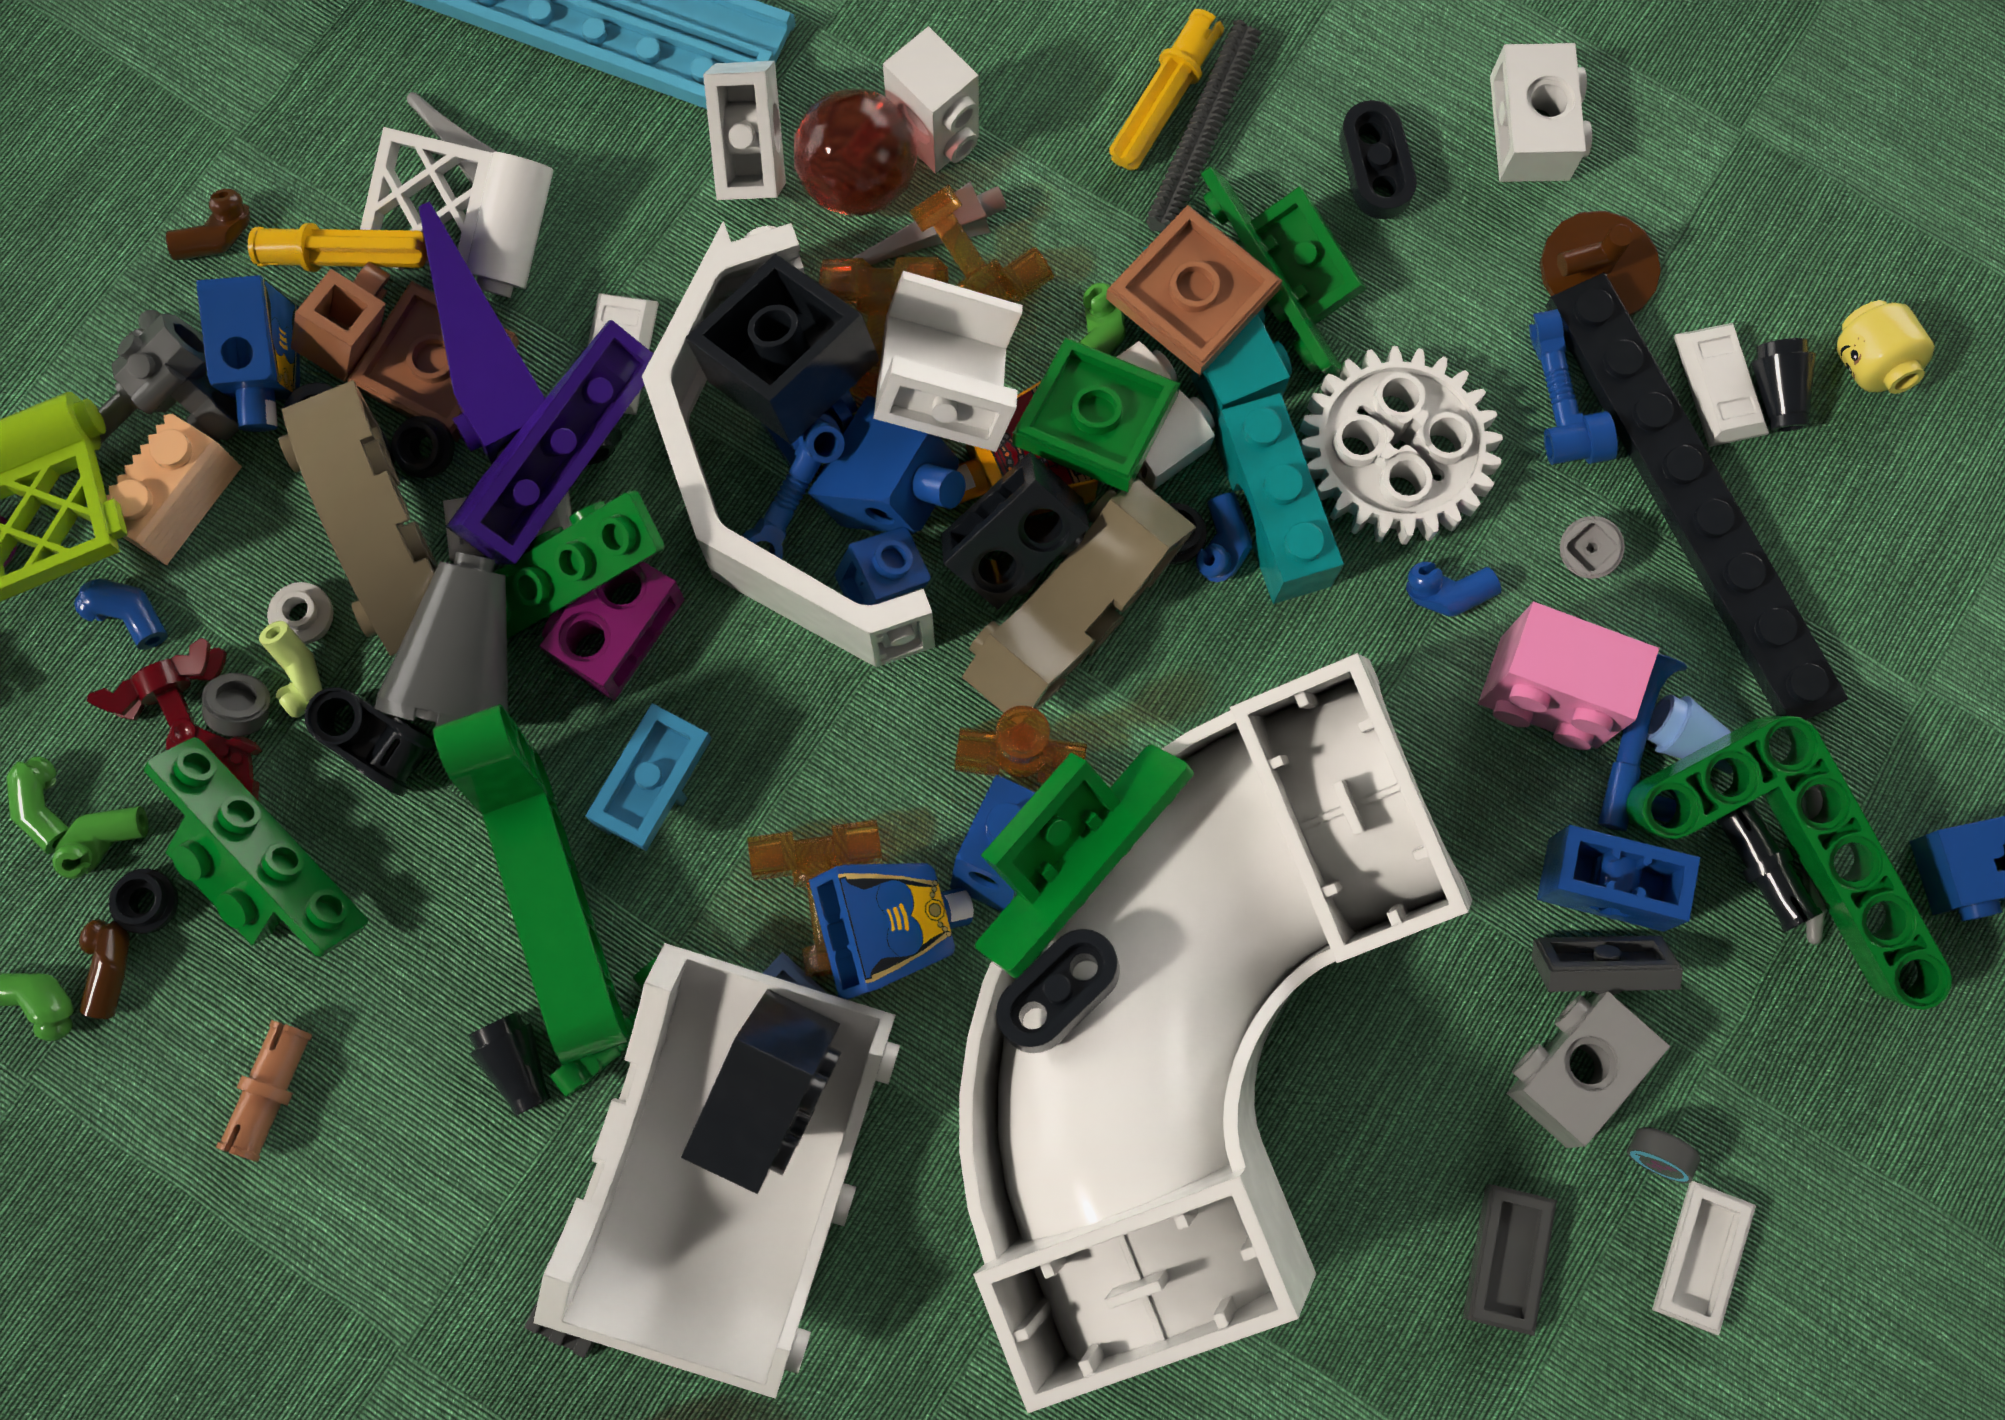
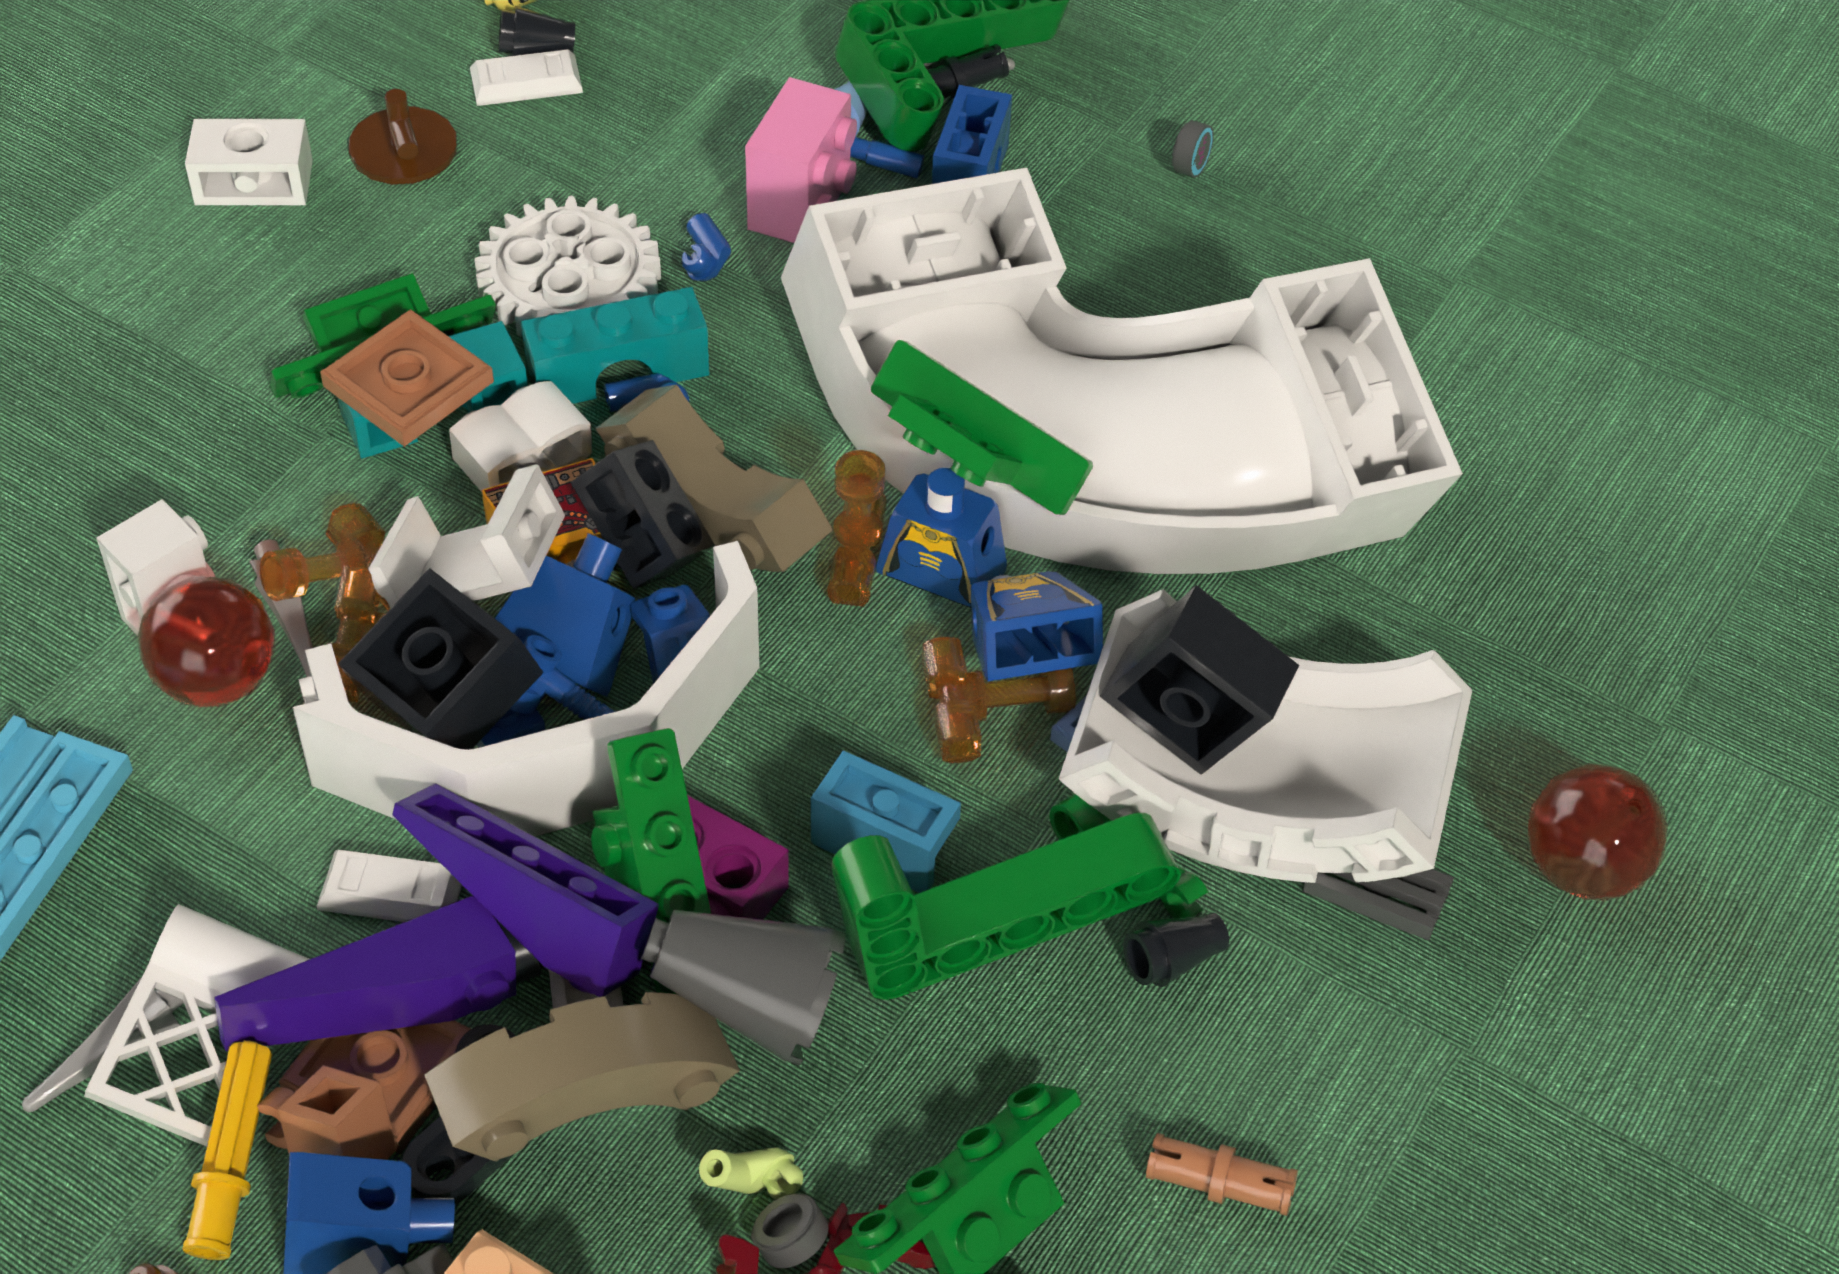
camera: 90 degrees left, 25 degrees down
(318, 616) = (676, 1194): white plate -> none
(376, 744) = (839, 1079): black piece -> none
(745, 130) = (164, 729): white brick -> none
(1052, 987) = (1108, 440): black plate -> none
(1096, 414) = (527, 430): green plate -> none
(1103, 320) = (420, 476): bright green arm -> none
(1177, 71) = (148, 409): yellow axle -> none
(1204, 125) = (214, 398): dark grey axle -> none
(1377, 164) = (275, 272): black plate -> none
(1509, 1259) = (1279, 247): dark grey tile -> none
(1576, 435) = (569, 159): blue brick -> none
(1592, 547) = (673, 158): light grey tile -> none
(1606, 964) = (1044, 156): dark grey plate -> none
(1621, 1054) = (1128, 186): light grey brick -> none
(1696, 502) = (625, 99): black plate -> none
(1704, 1257) = (1268, 140): white tile -> none

